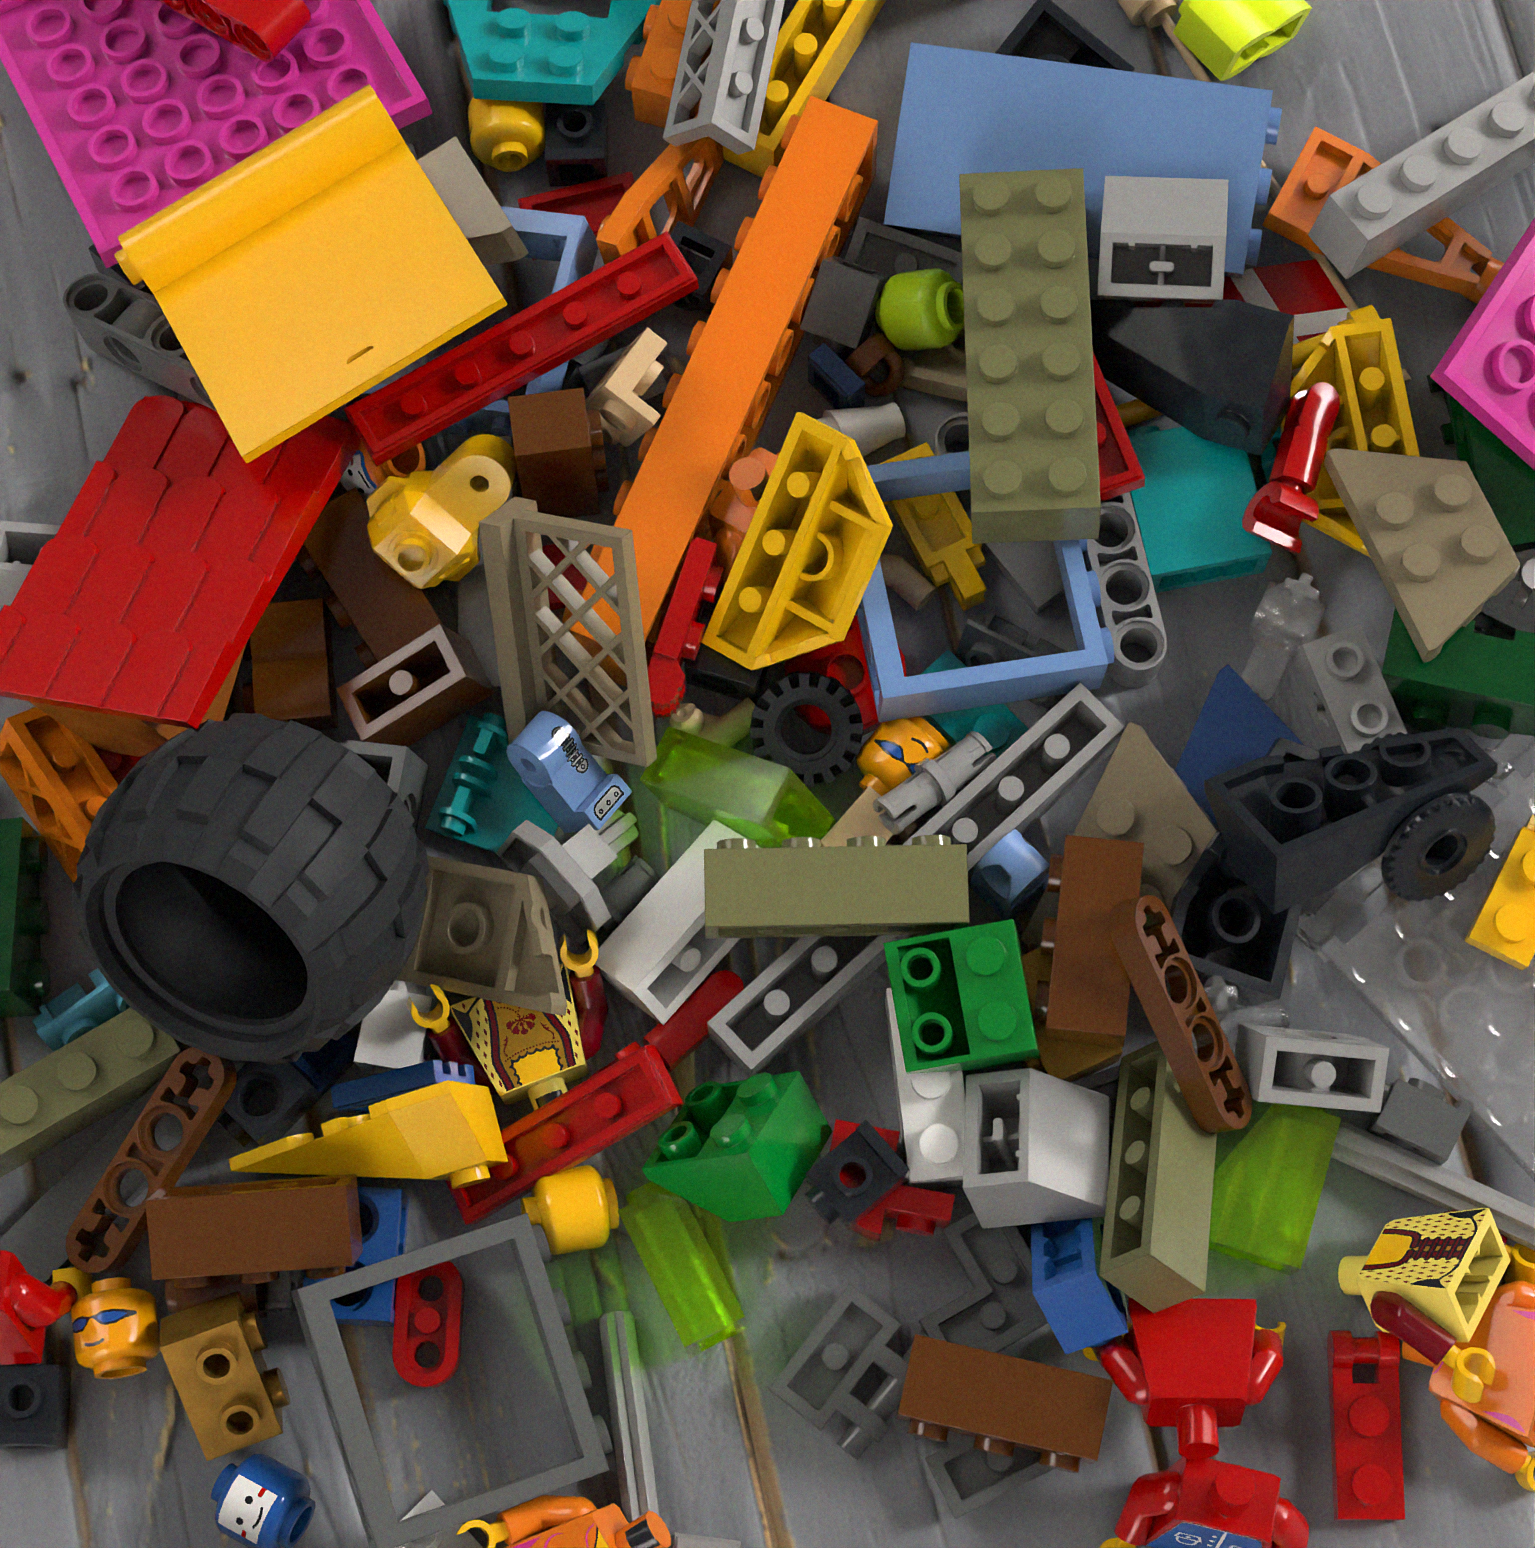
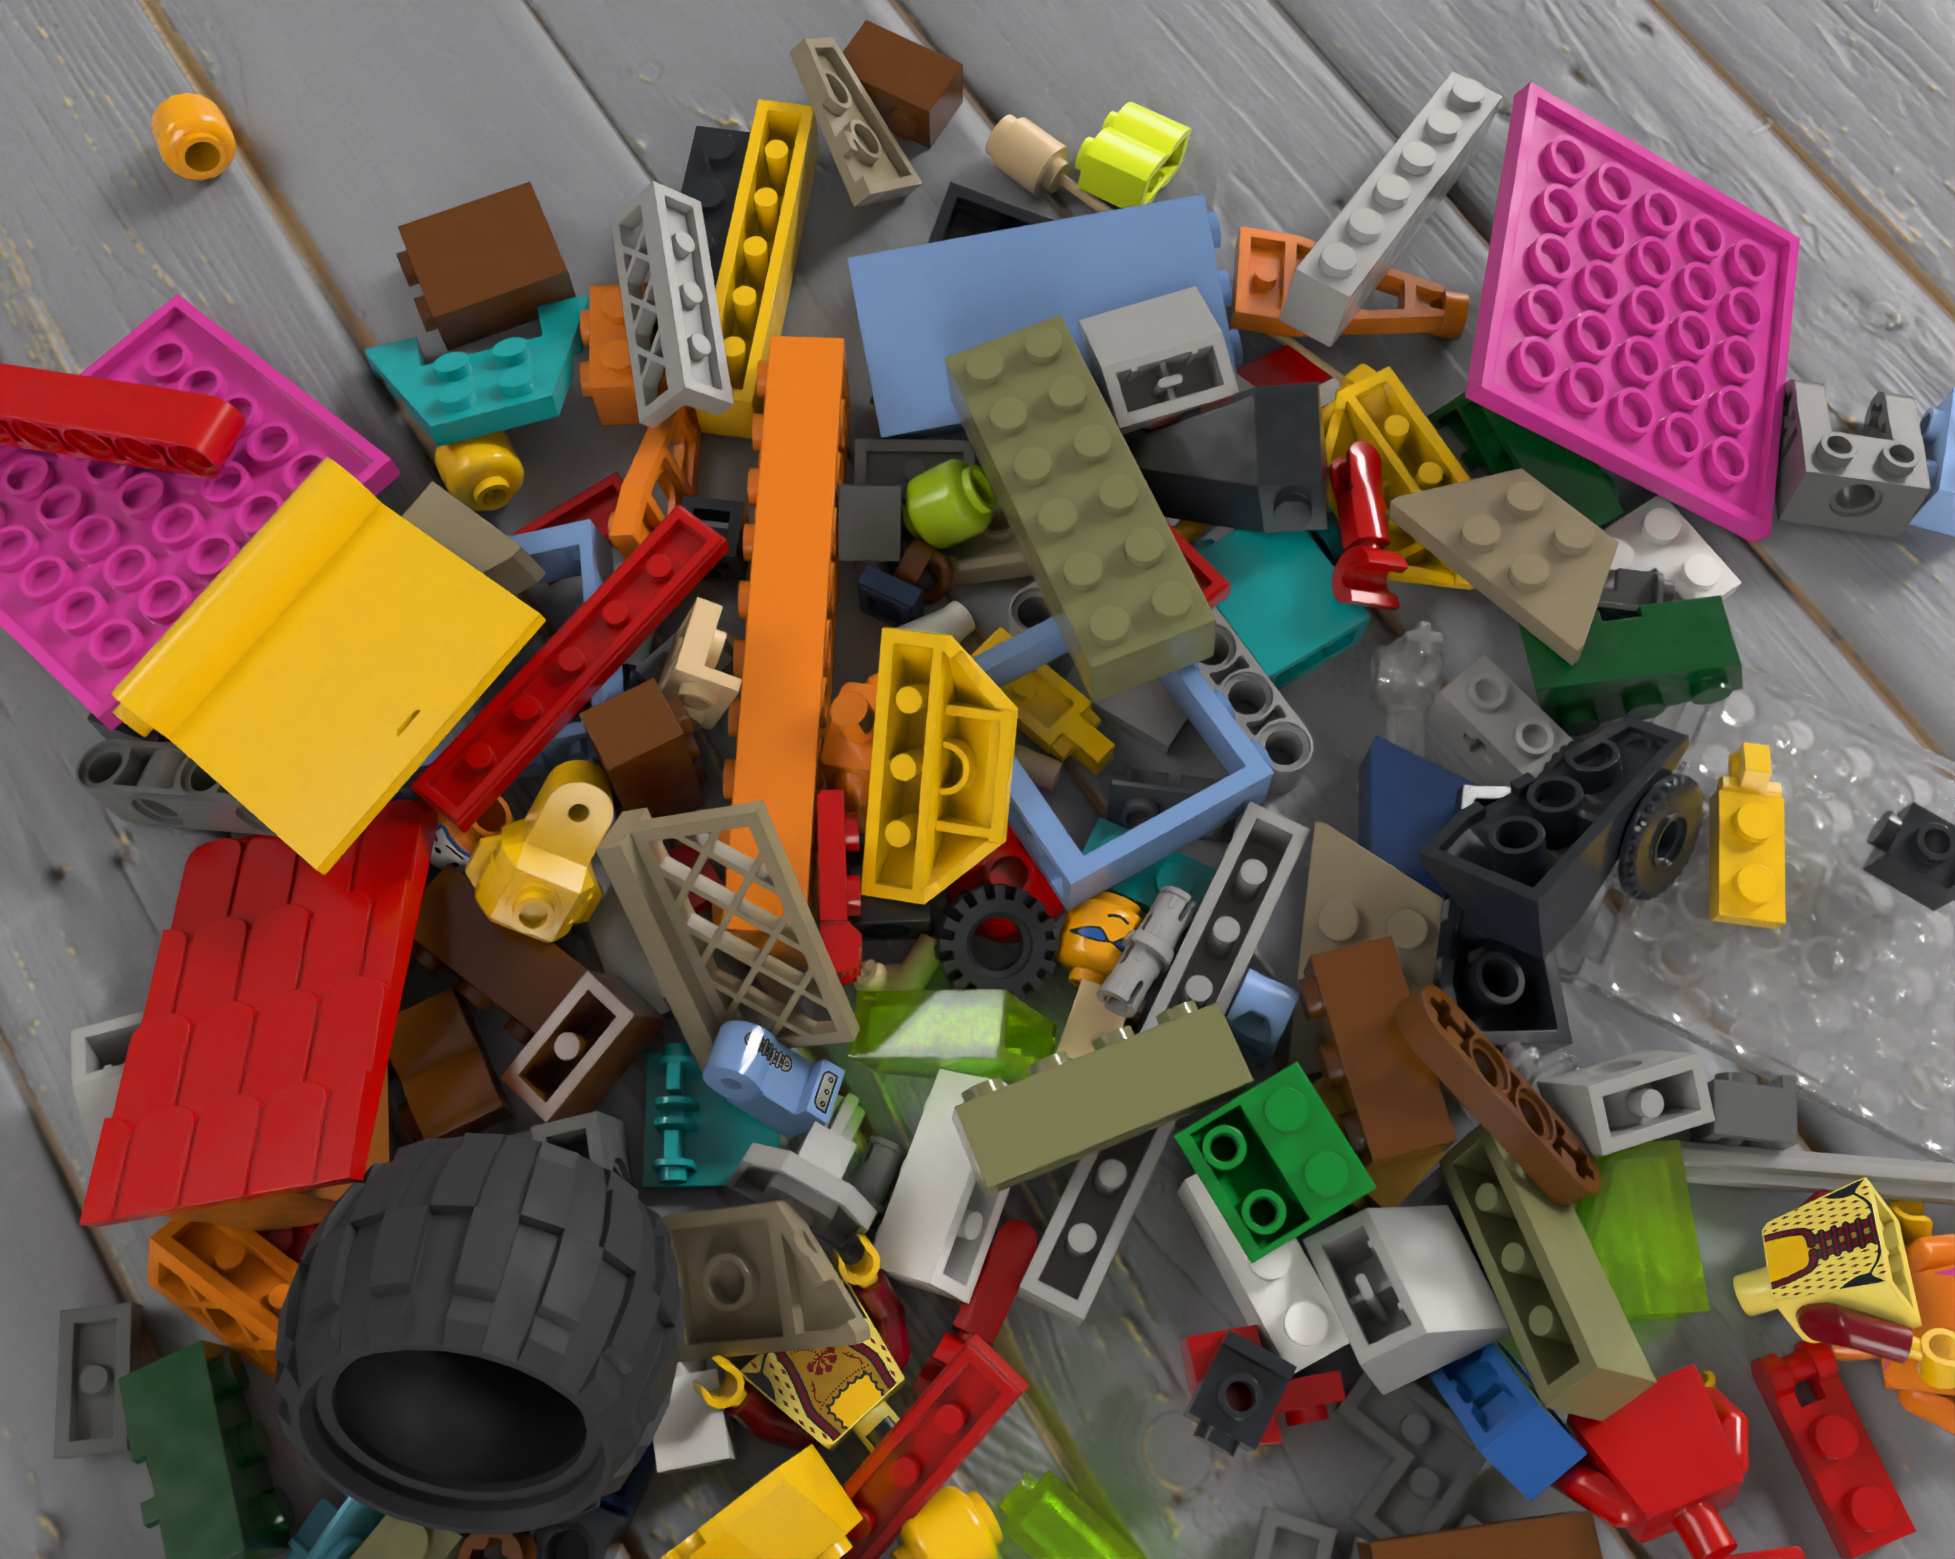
camera: 25 degrees left, 5 degrees down
(360, 1093) = (720, 1481): blue tile -> none
(576, 143) = (552, 460): black brick -> none
(741, 1145) = (1102, 1406): green slope -> none

